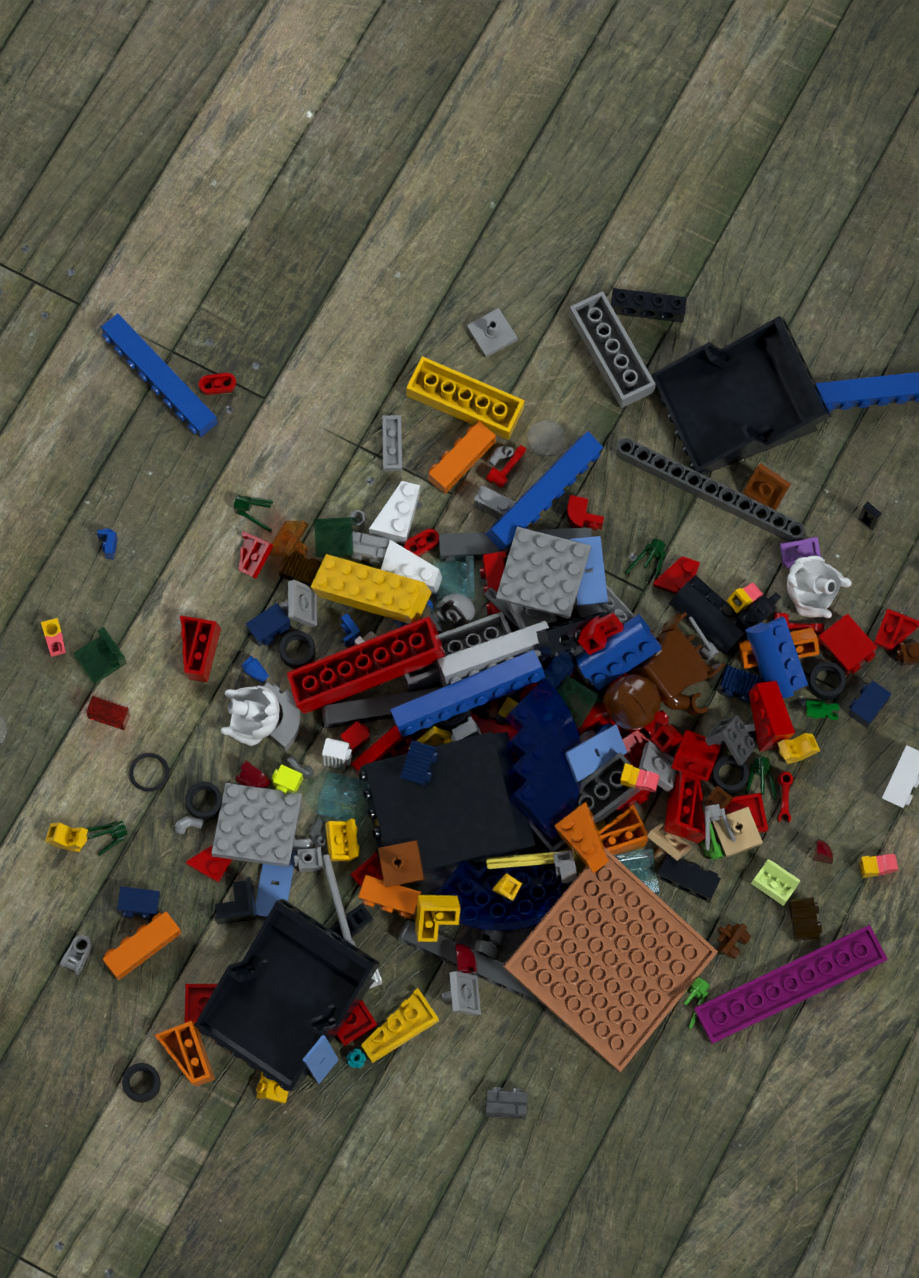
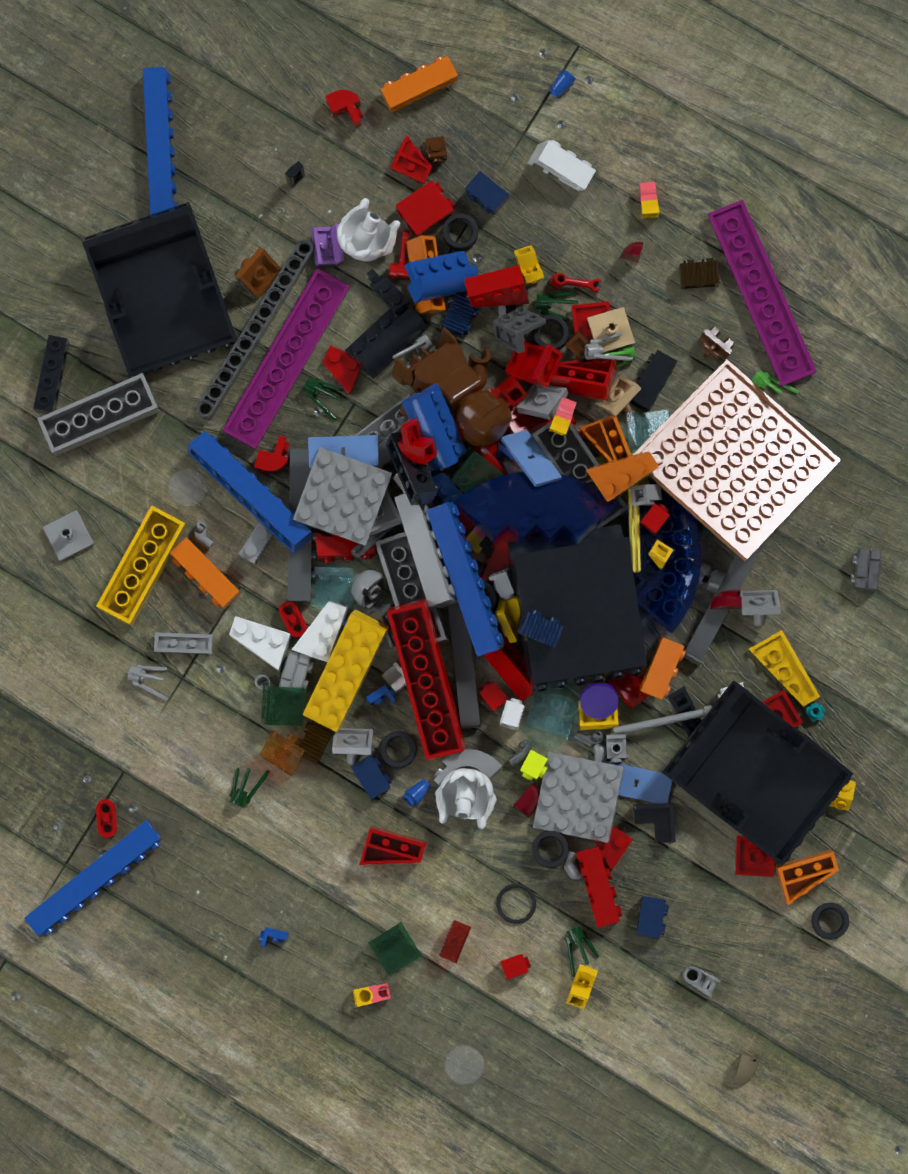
camera: 80 degrees left, 10 degrees up
(85, 772) = (515, 966): none -> red brick
(142, 945) = (696, 916): orange brick -> none
(168, 847) = (598, 886): none -> red wedge
(253, 554) = (295, 789): red wing -> none
(320, 1059) = (823, 743): medium blue piece -> none
(354, 836) = (599, 700): none -> dark purple tile
(358, 403) = (137, 674): none -> light grey plant
(401, 863) = (635, 654): dark orange tile -> none
(435, 911) = (684, 624): yellow brick -> none
(499, 477) = (226, 539): red brick -> none
(542, 878) = (655, 518): none -> red brick
(683, 522) = (286, 359): none -> magenta plate
(747, 596) = (370, 302): yellow leg -> none
(775, 882) = (661, 298): yellowish green bracket -> none
(819, 709) = (490, 241): green plate -> none

